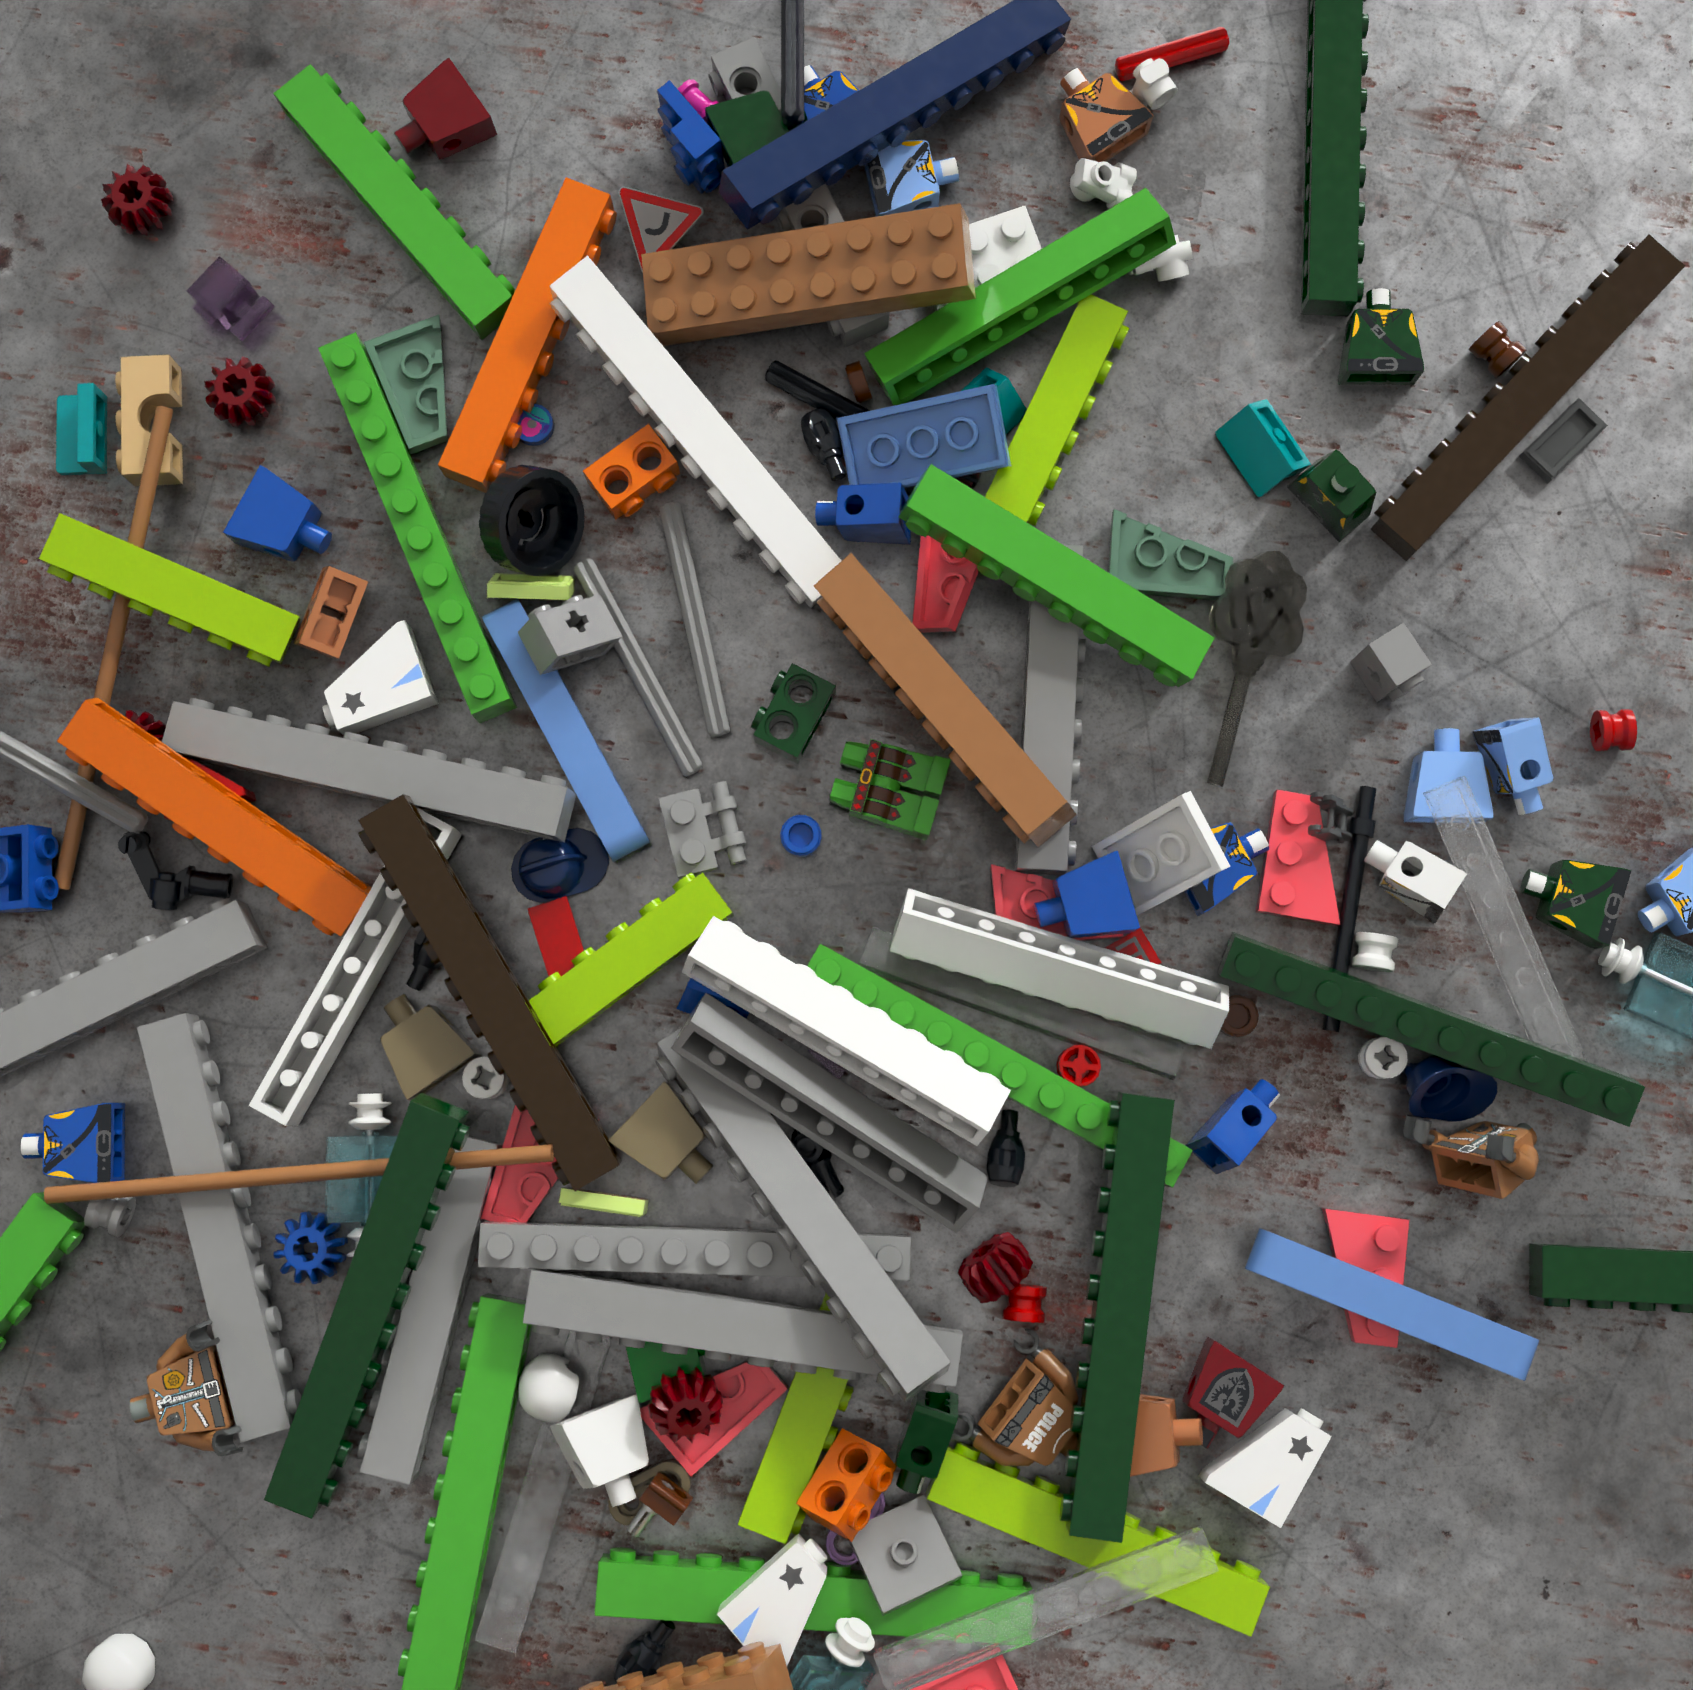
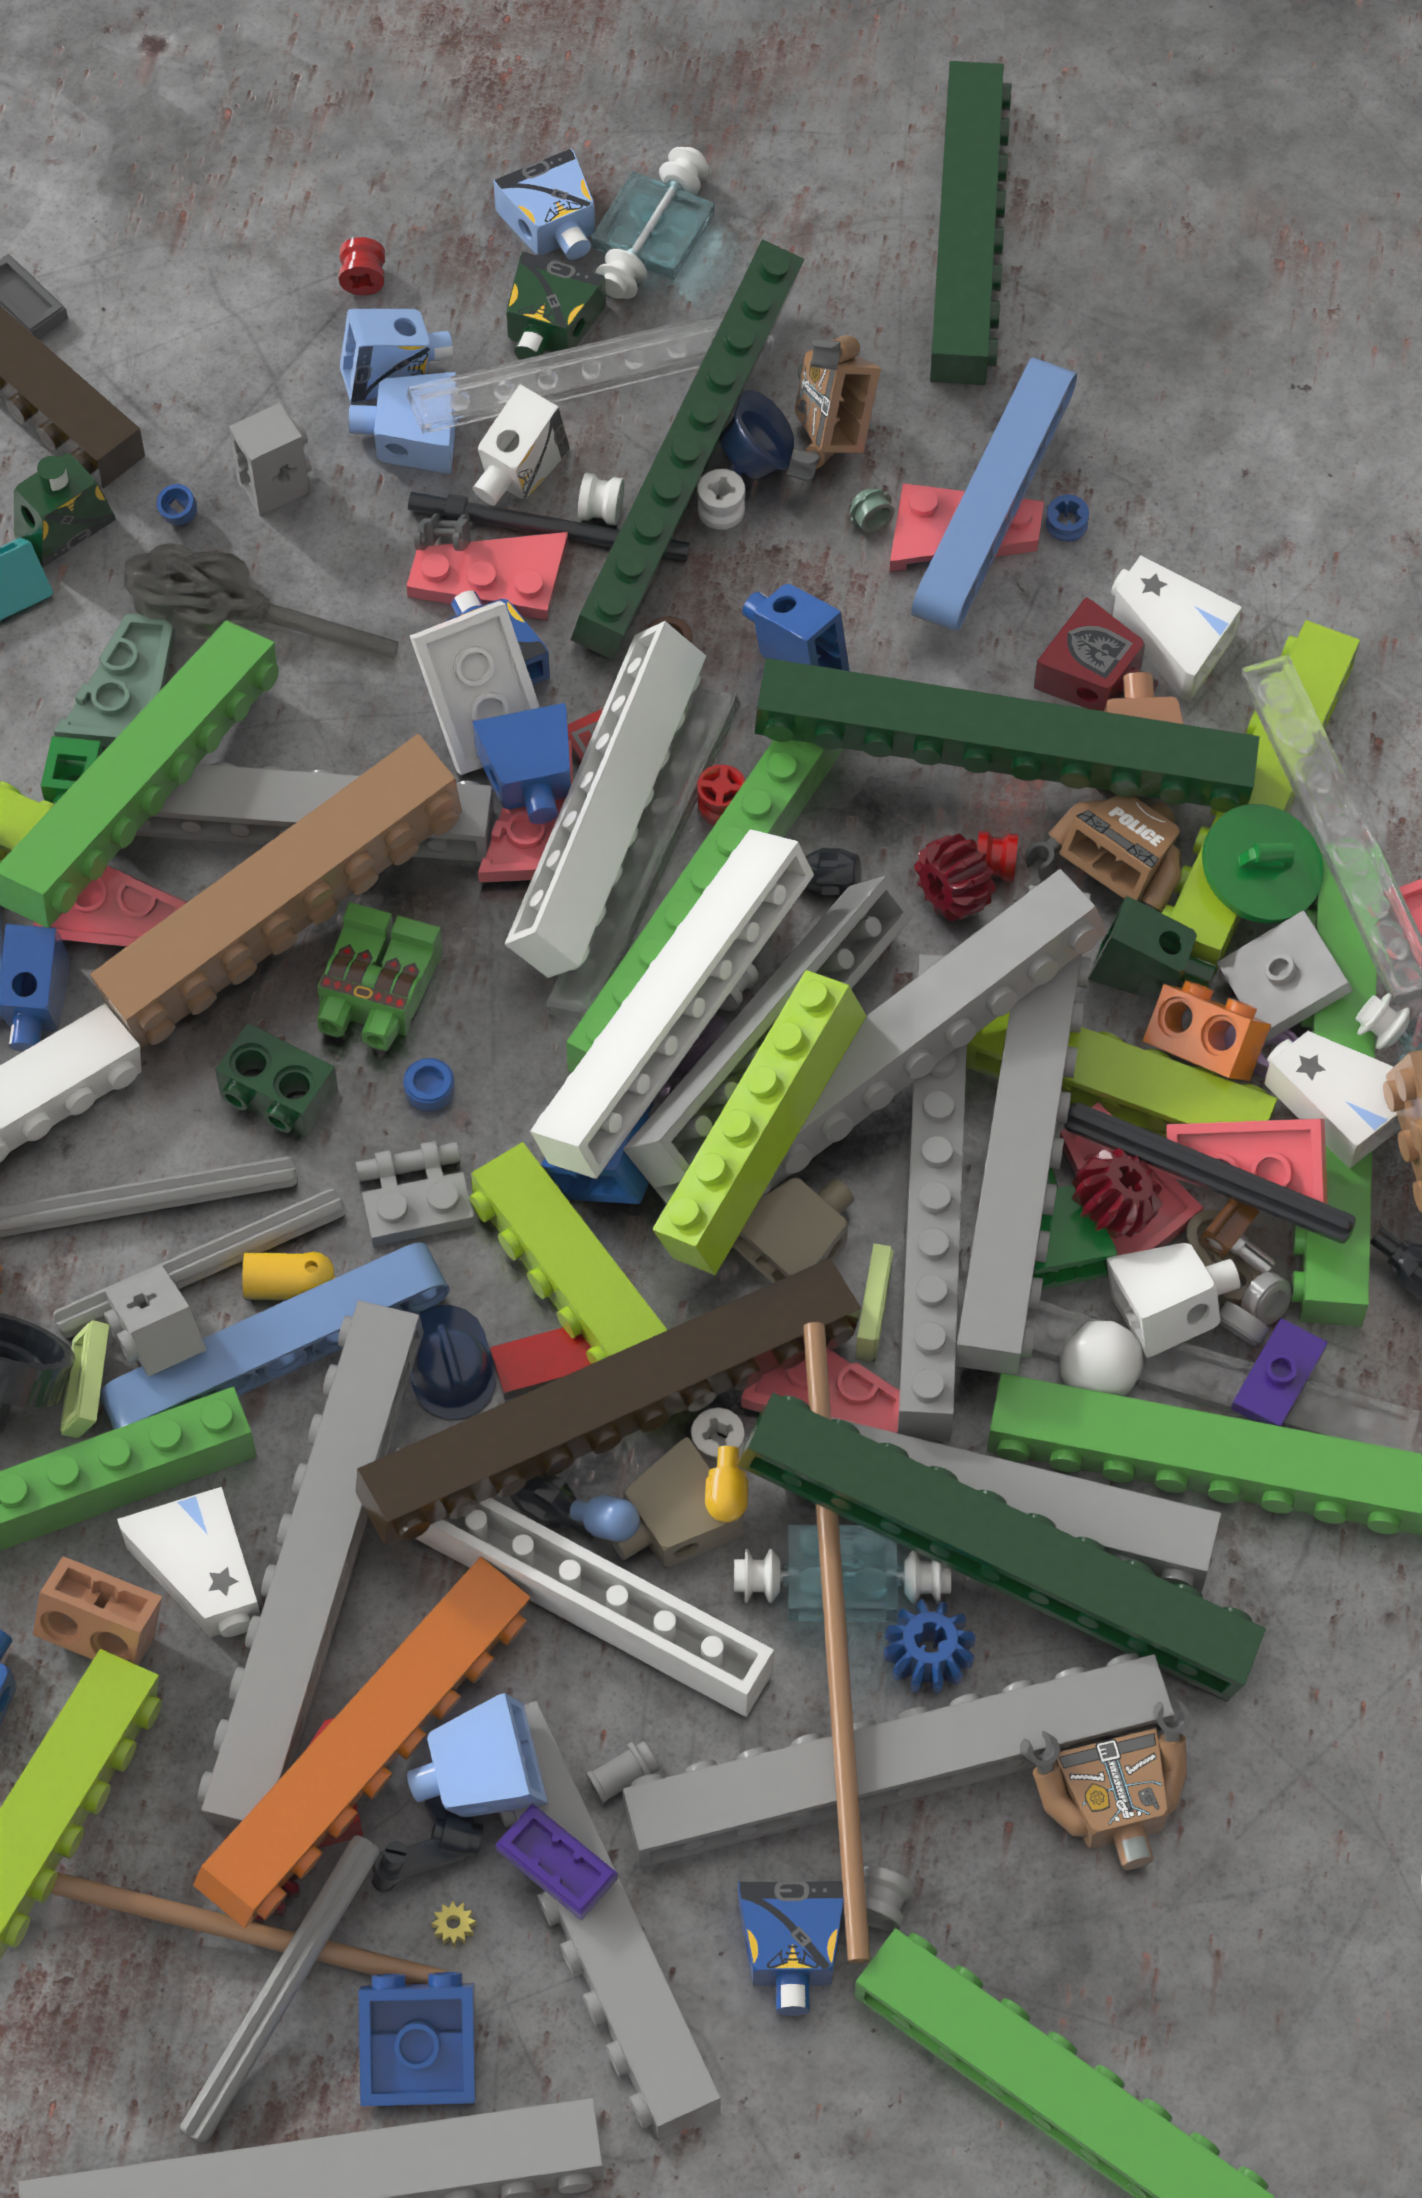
camera: 90 degrees left, 20 degrees down
(98, 889) = (451, 1913): none -> light yellow piece
(118, 965) = (556, 1861): none -> dark purple plate
(193, 907) = (482, 1762): none -> light blue torso
(215, 1013) = (622, 1771): none -> light grey pin
(405, 992) = (607, 1517): none -> medium blue cylinder
(416, 1081) = (727, 1487): none -> yellow cylinder
(539, 1536) = (1279, 1374): none -> dark purple plate
(588, 1507) = (1243, 1324): none -> light grey tile
(610, 1528) = (1267, 1297): none -> light grey tile
(621, 734) = (283, 1275): none -> yellow piece
(702, 1487) = (1211, 1173): none -> black axle
(717, 1534) = (1276, 1150): none -> coral wing
(724, 1105) = (760, 1122): none -> lime brick
(1008, 1539) = (1262, 863): none -> green shield
(1080, 517) = (66, 763): none -> green brick
(1343, 584) = (183, 497): none -> blue hinge
(1379, 1191) = (871, 510): none -> sand green plate
(1383, 1382) = (1065, 504): none -> blue bush

